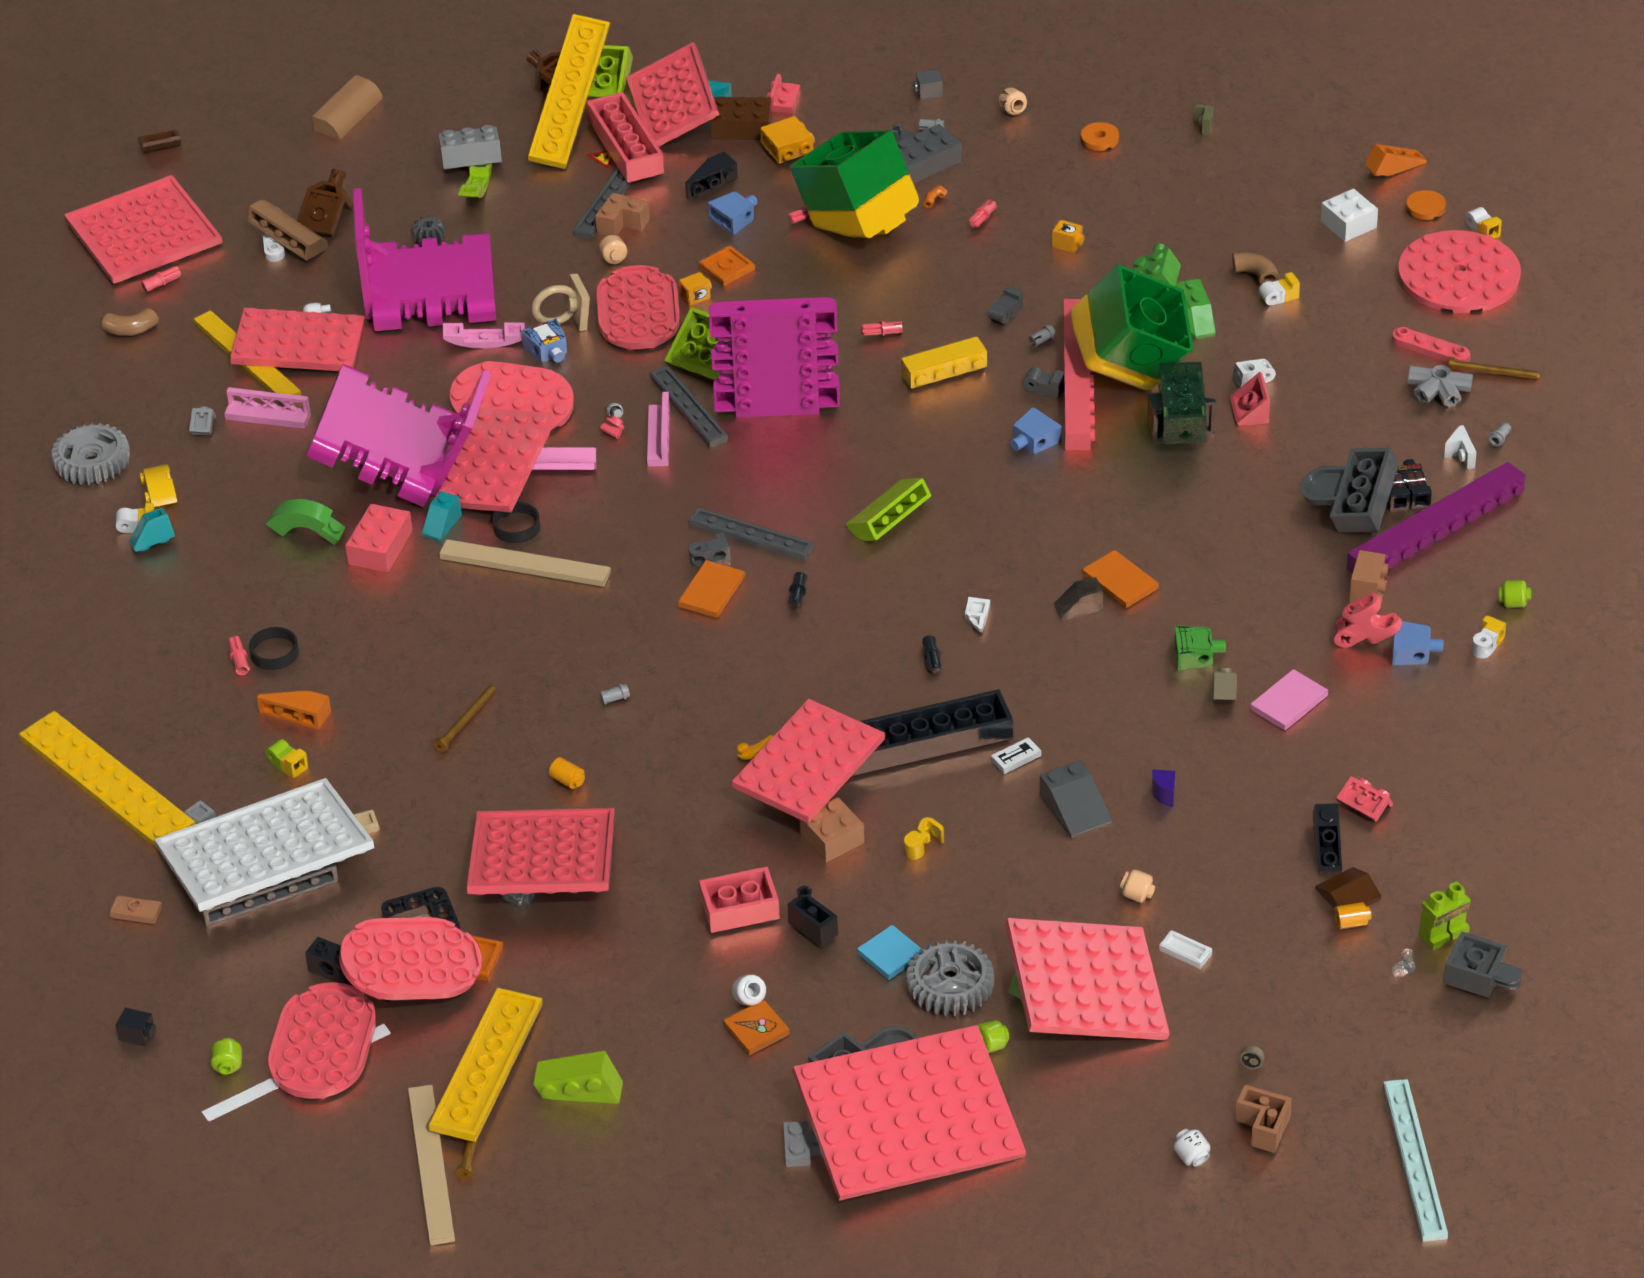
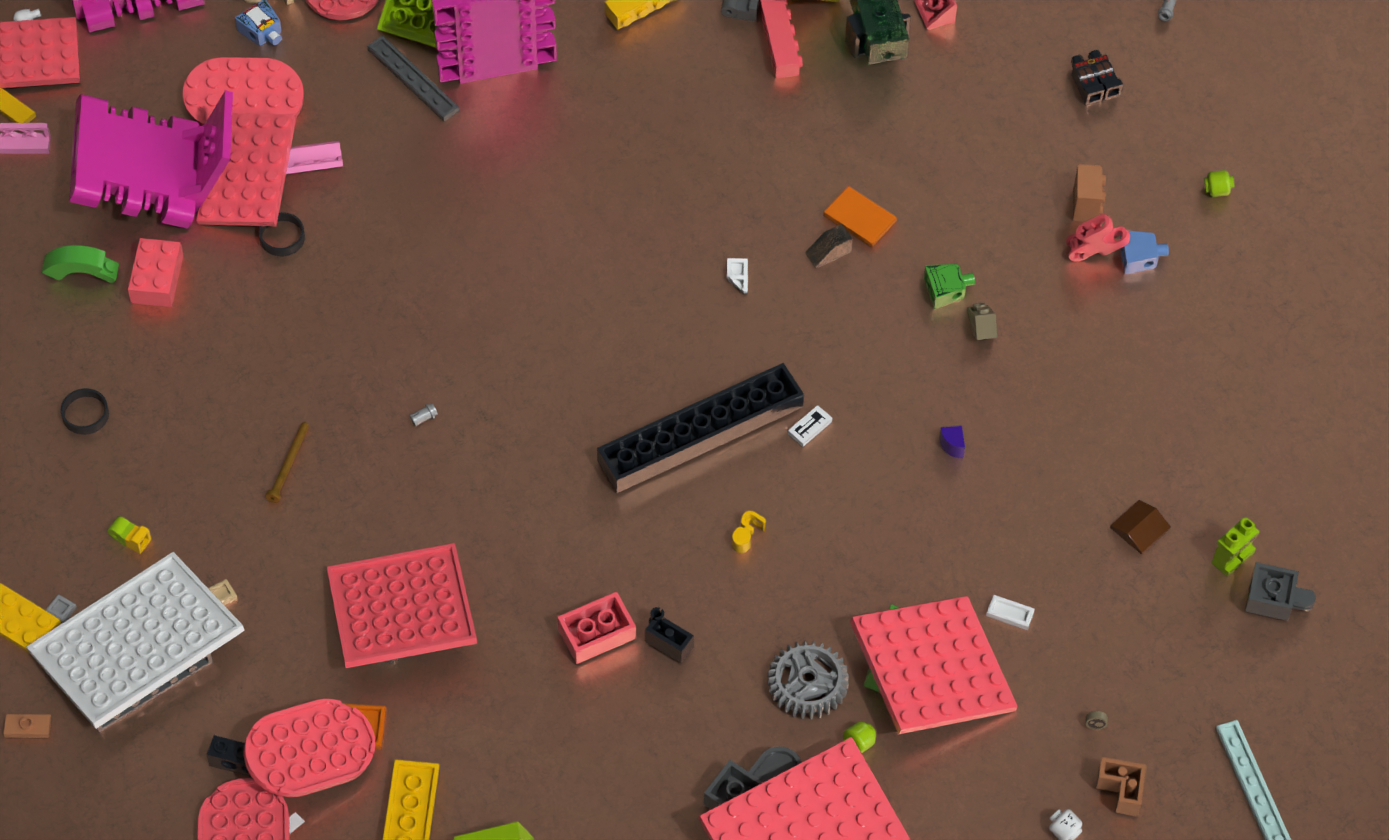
camera: 15 degrees left, 15 degrees up
(238, 655) = (53, 425): coral axle -> none
(298, 707) = (128, 475): orange slope -> none
(432, 906) = (310, 677): black beam -> none
(442, 516) = (209, 239): teal slope -> none
(483, 338) = (197, 26): bright pink slope -> none
(525, 563) = (301, 278): tan tile -> none
(566, 773) = (401, 511): light orange brick -> none
(612, 426) = (347, 112): coral plate -> none
(614, 409) = (345, 93): light grey cylinder -> none
(658, 433) = (393, 113): bright pink fence -> none
(711, 589) = (485, 282): orange tile -> none
(712, 550) = (474, 242): dark grey leg -> none
(749, 752) = (572, 456): light orange arm -> none
(749, 990) = (629, 724): white head -> none
(751, 534) = (507, 215): dark grey tile -> none
(756, 1027) = (643, 760): orange tile -> none
(797, 589) = (566, 272): black axle -> none
(808, 760) = (627, 470): coral plate -> none
(833, 830) = (662, 536): nougat brick -> none
(889, 509) = (630, 170): lime brick -> none
(889, 952) = (745, 658): medium azure tile -> none
(931, 654) = (707, 326): black axle -> none
(1035, 432) = (746, 65): medium blue torso -> none
(1074, 799) = (875, 467): dark grey slope -> none
(1137, 886) = (953, 553): light nougat head -> none
(1289, 699) = (1042, 327): bright pink tile -> none
(1327, 837) = (1111, 474): black slope -> none
(1352, 915) = (1151, 554): light orange brick -> none
(1355, 490) = (1055, 92): dark grey brick -> none
(1364, 799) = (1133, 426): coral bracket -> none
(1405, 966) = (1209, 599): clear arm -> none
(1444, 516) = (1135, 110): magenta brick -> none
(1461, 445) = (1137, 27): white slope -> none
(1489, 638) = (1203, 240): white leg -> none

